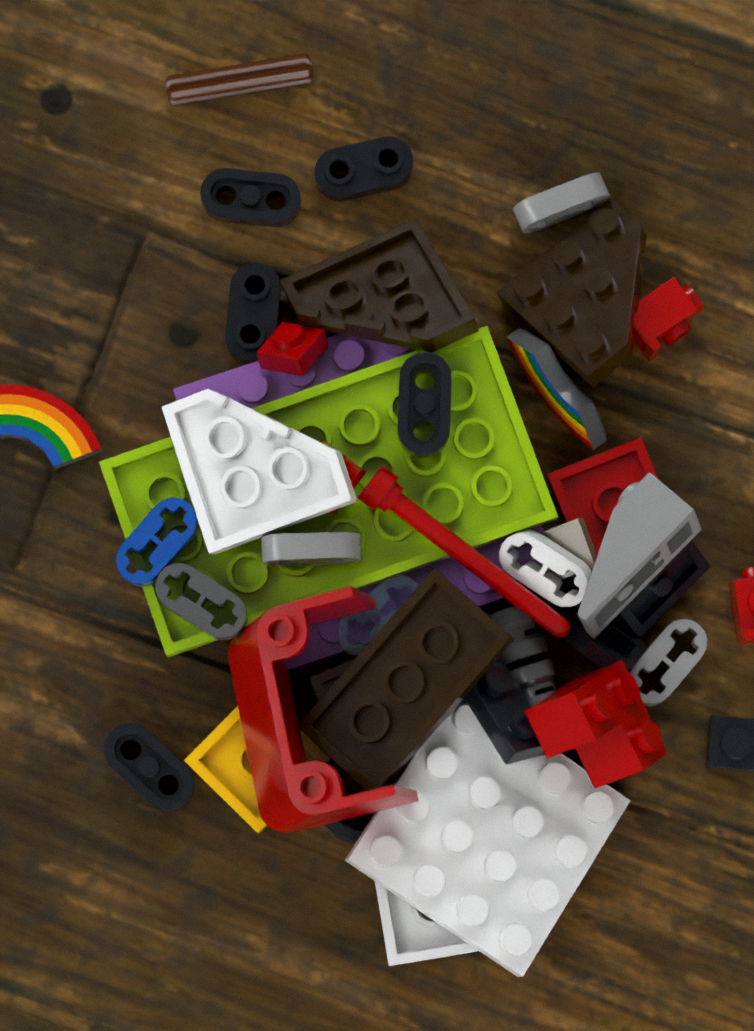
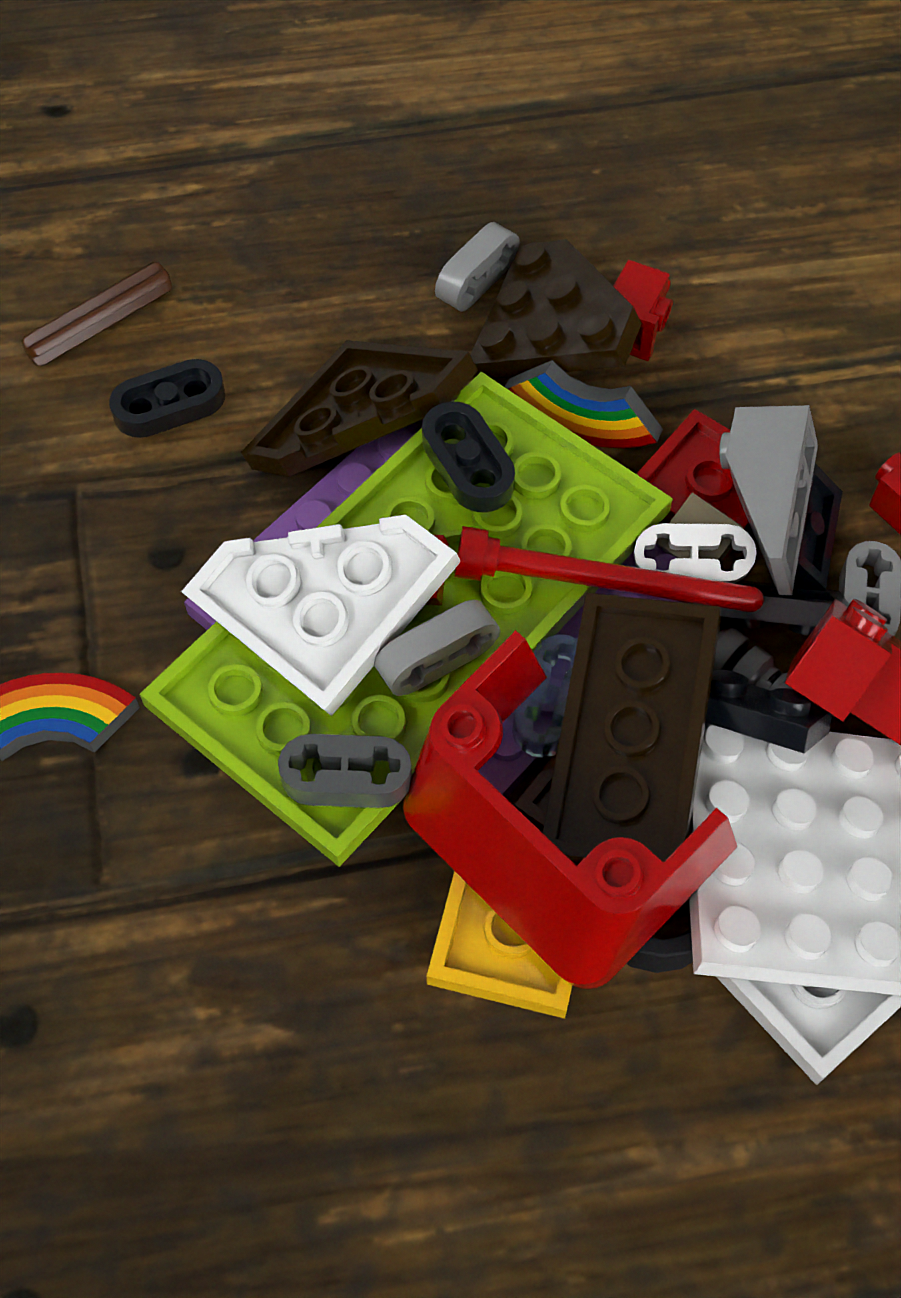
camera: 30 degrees left, 20 degrees down
(147, 533) = (241, 730): blue beam -> none
(150, 767) = (392, 1006): black plate -> none
(251, 310) = (229, 494): black plate -> none
(292, 348) = (291, 495): red plate -> none
(365, 172) = (275, 328): black plate -> none

